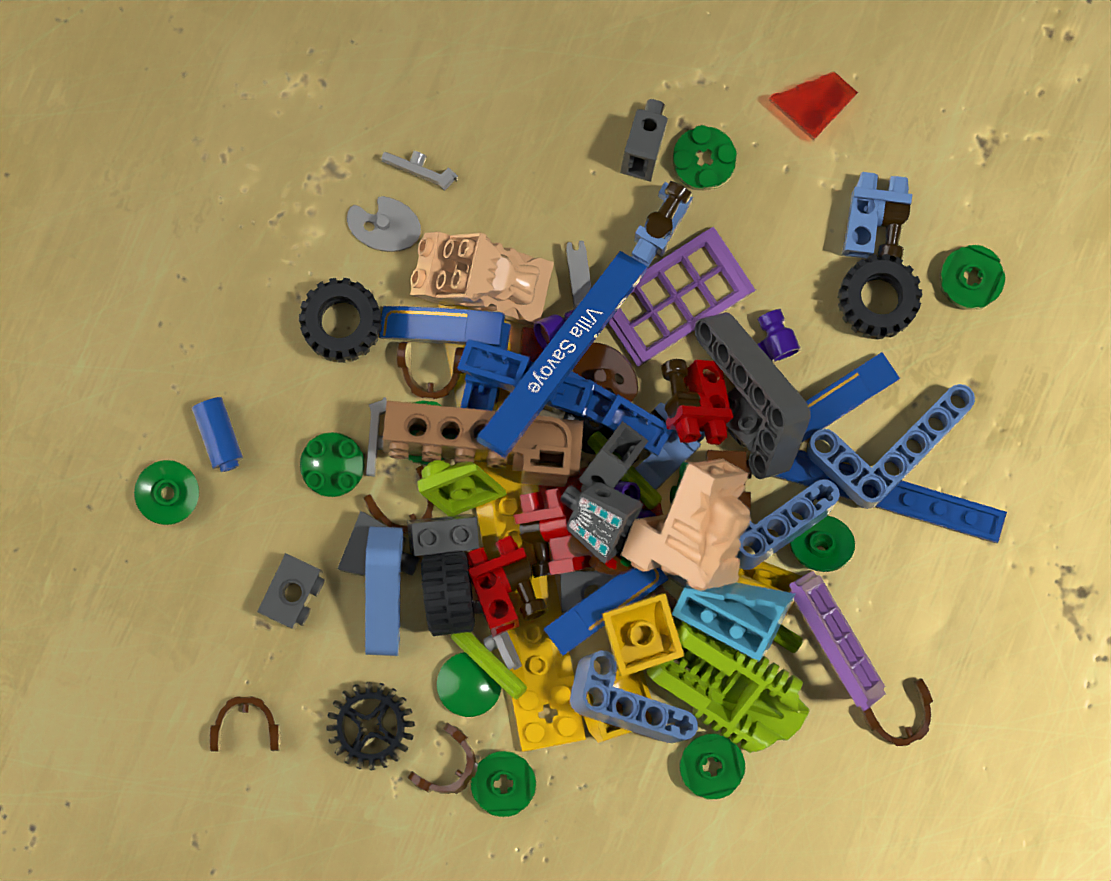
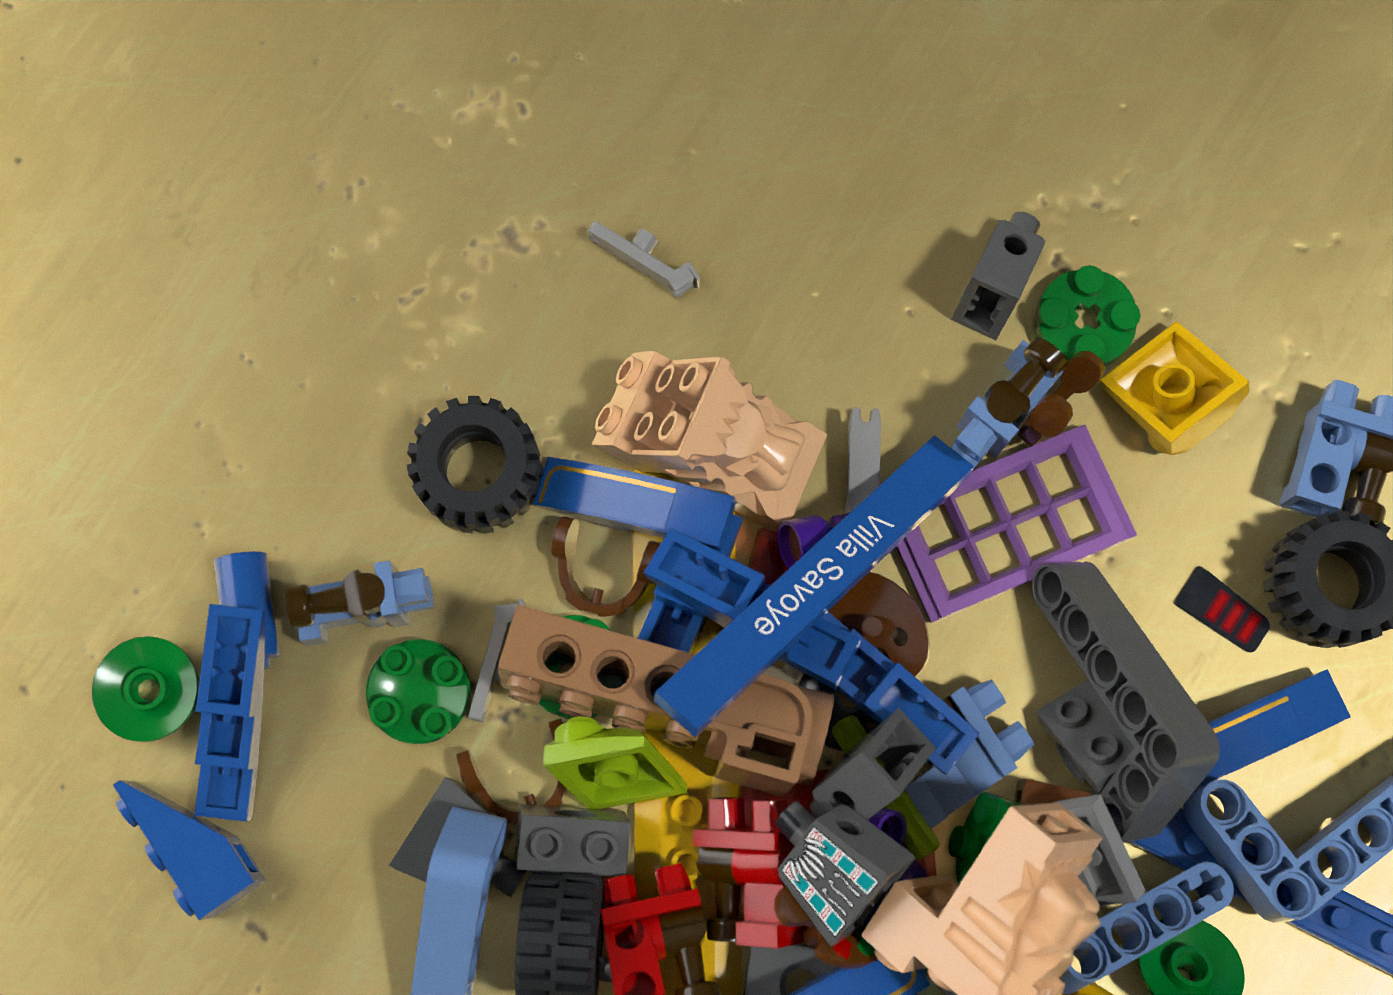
camera: 10 degrees right, 5 degrees down
(223, 496) = (230, 712): none -> blue slope
(223, 585) = (202, 858): none -> blue slope
(288, 414) = (358, 599): none -> hips
(291, 572) = (279, 903): dark grey brick -> none
(394, 225) = (588, 339): light grey piece -> none
(688, 226) = (1053, 411): none -> reddish brown piece
(700, 408) = (1024, 696): red hips -> none
(758, 492) = (1111, 871): none -> light grey plate
(765, 195) = (1176, 389): none -> yellow slope
(780, 341) = (1166, 620): dark purple piece -> none
(815, 103) = (1271, 265): clear red wing -> none
(816, 326) = (1223, 610): none -> black sticker

